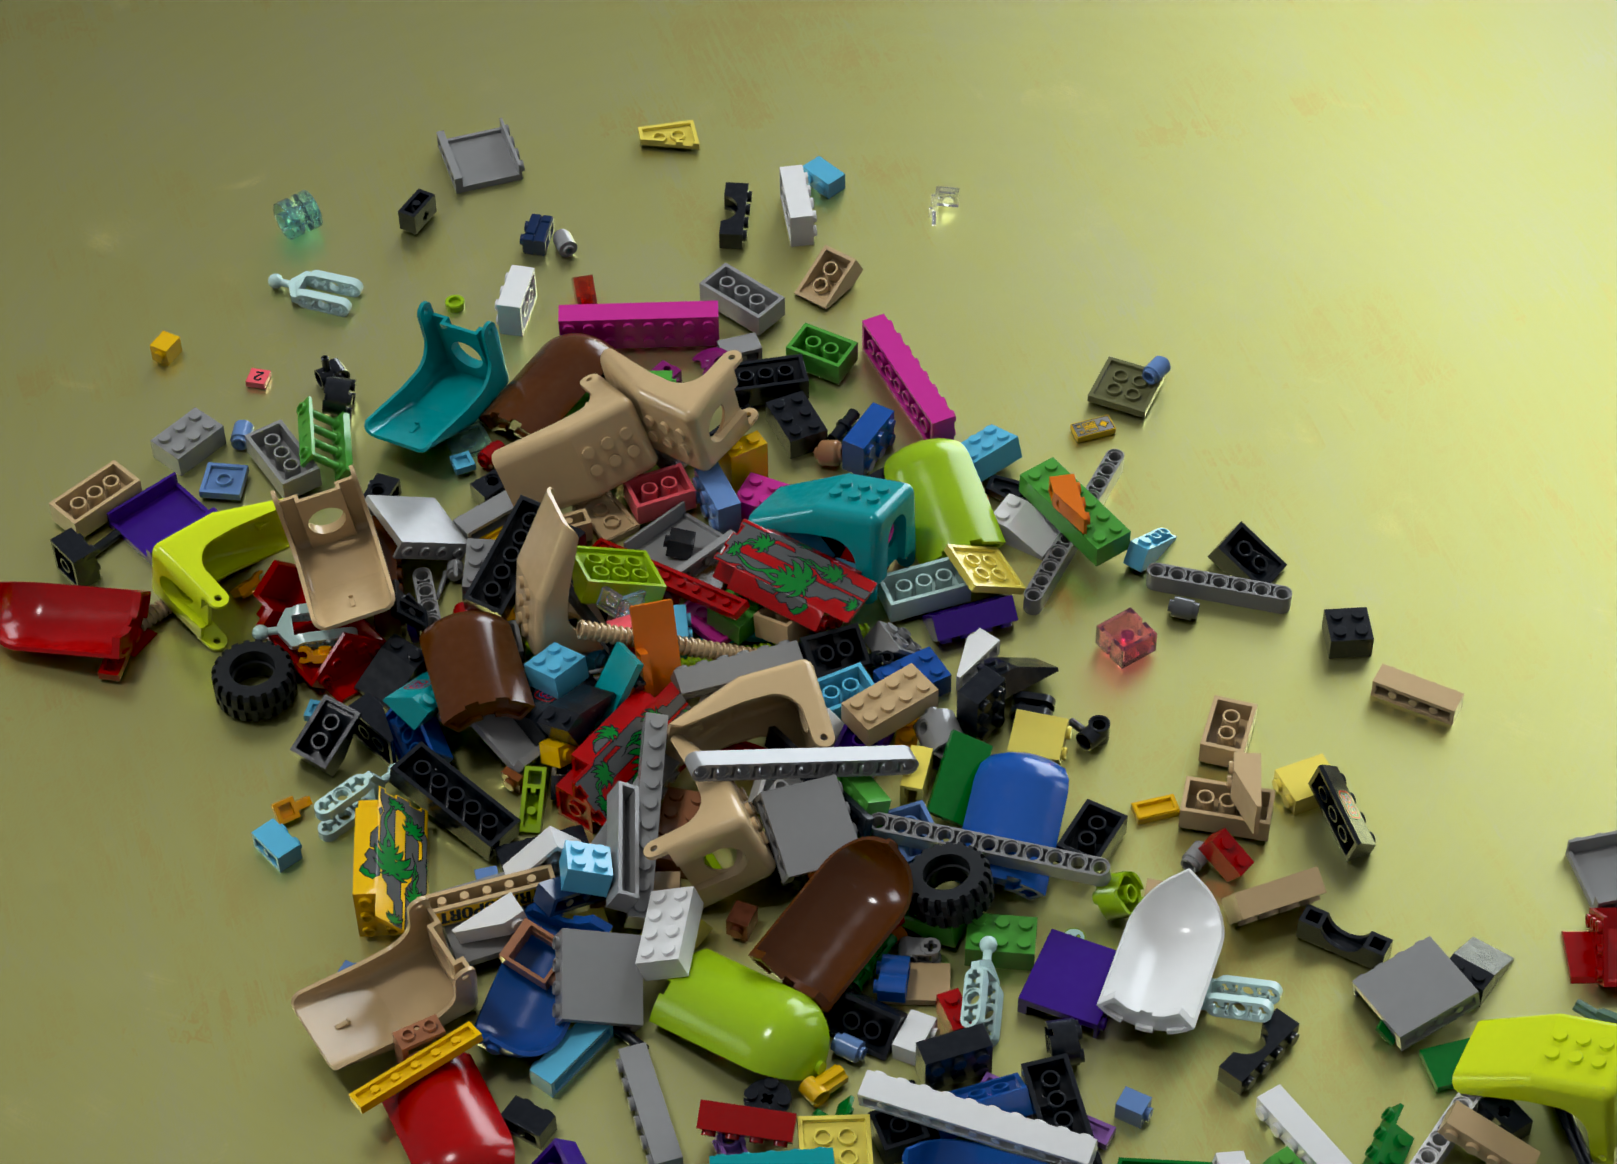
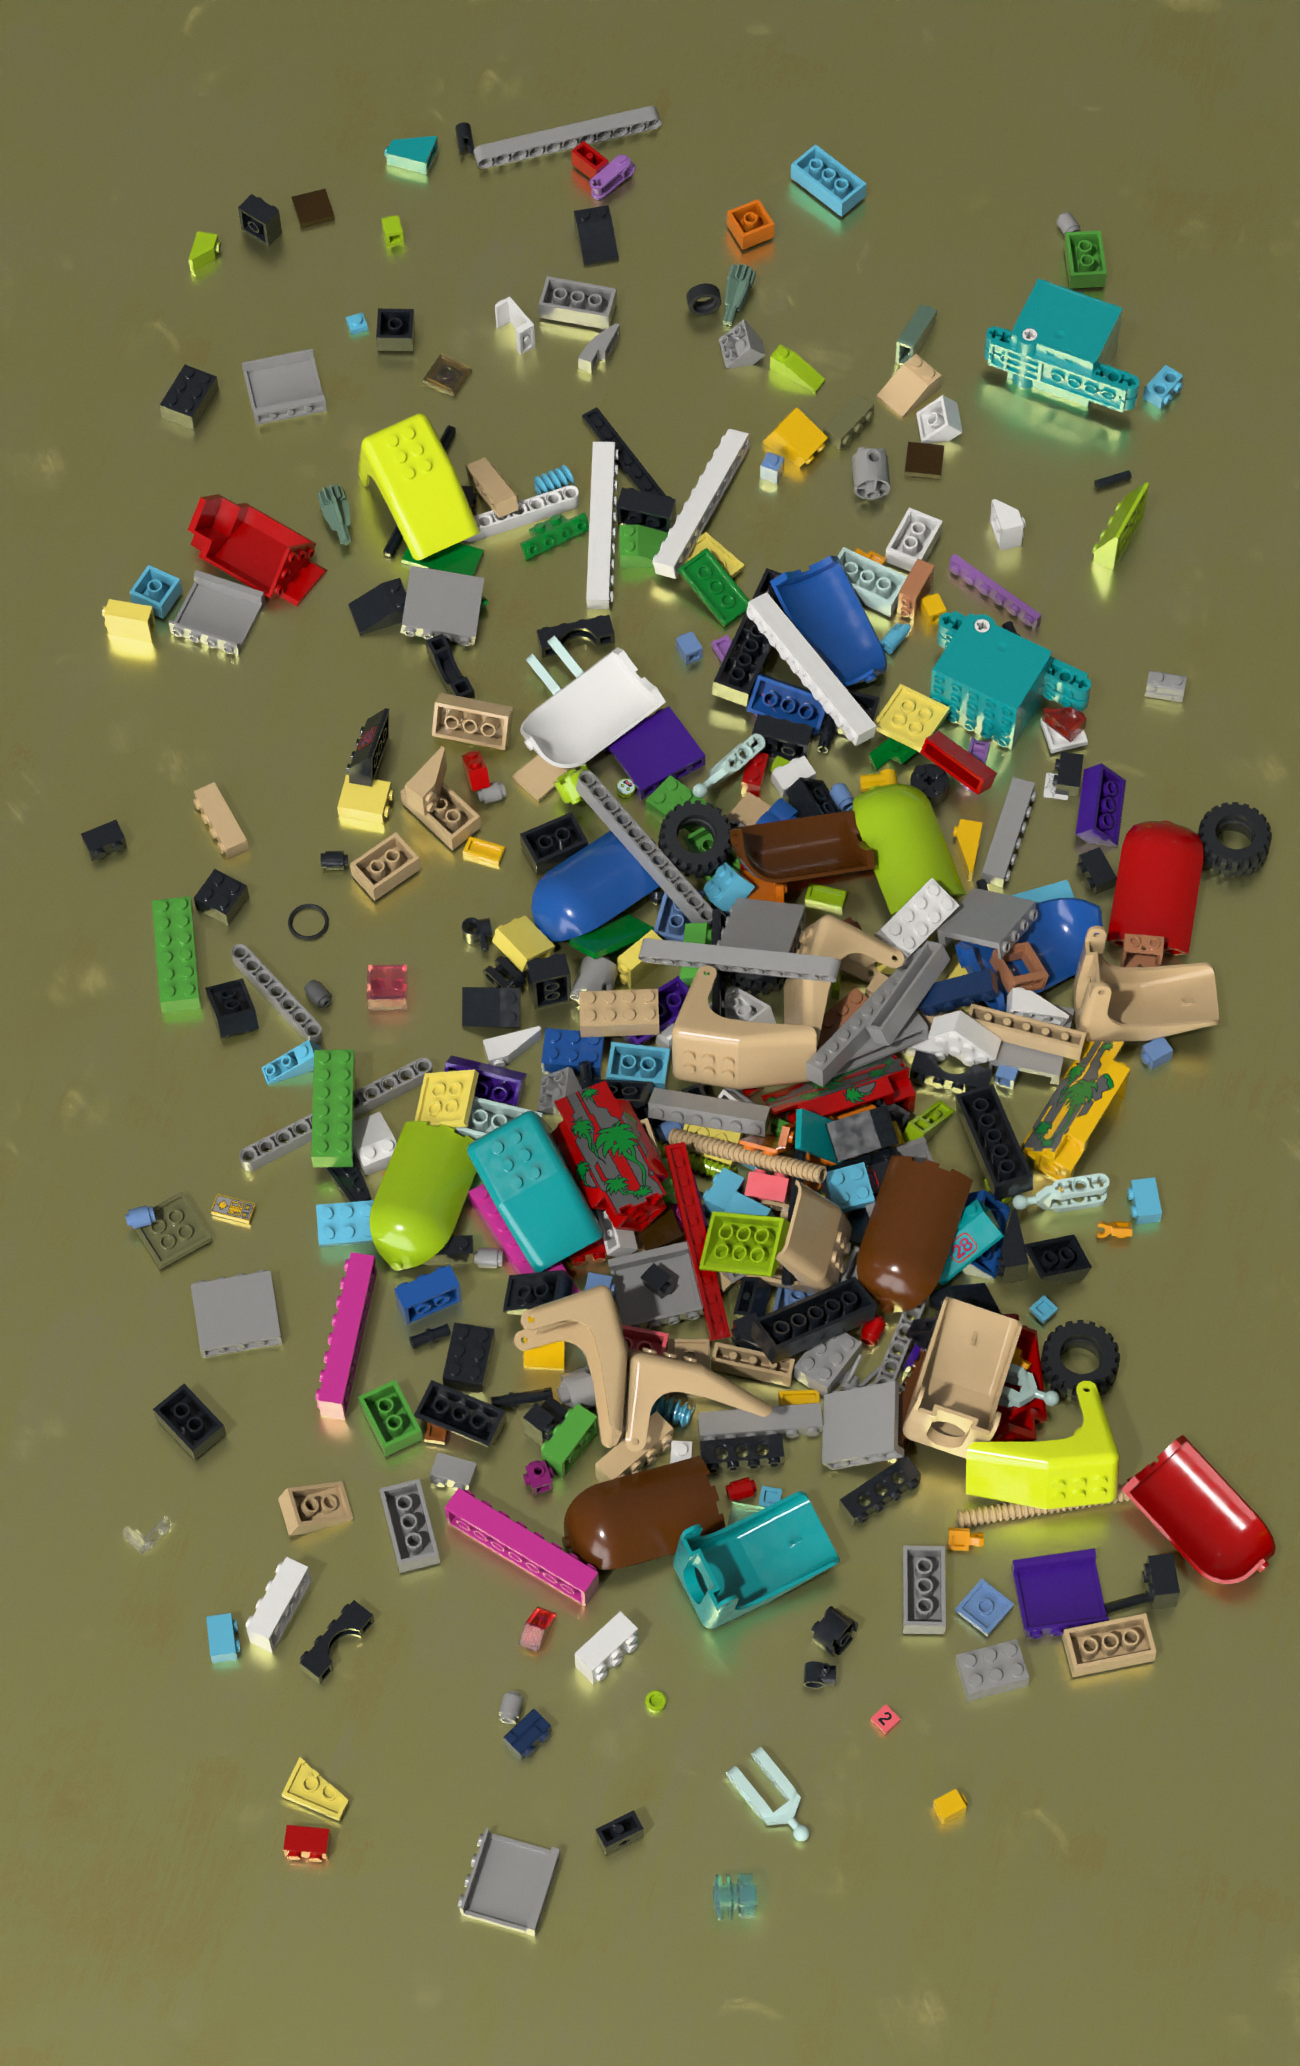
camera: 145 degrees left, 15 degrees up
(240, 429) = (939, 1652): medium blue brick -> none
(339, 435) = (865, 1574): bright green fence -> none
(415, 1067) = (1161, 923): yellow plate -> none
(512, 780) = (934, 1148): dark orange plate -> none
(585, 868) = (949, 984): medium azure brick -> none
(616, 604) = (762, 1202): clear bracket -> none
(649, 107) = (307, 1843): none -> red brick
(684, 1073) = (967, 843): none -> yellow slope
(708, 357) = (487, 1475): magenta piece -> none
(768, 468) = (535, 1289): none -> black slope
(829, 453) = (464, 1311): medium nougat head -> none
(978, 274) = (189, 1421): none -> black brick
(1016, 358) = (236, 1313): none -> light grey panel
(1063, 1037) = (701, 707): black brick -> none
(1067, 500) = (341, 1097): orange slope -> none
(1234, 667) = (308, 906): none -> black tyre
(1281, 718) = (334, 860): none -> black brick
(1336, 568) = (176, 954): none -> bright green brick
(1499, 622) = (104, 840): none -> black brick

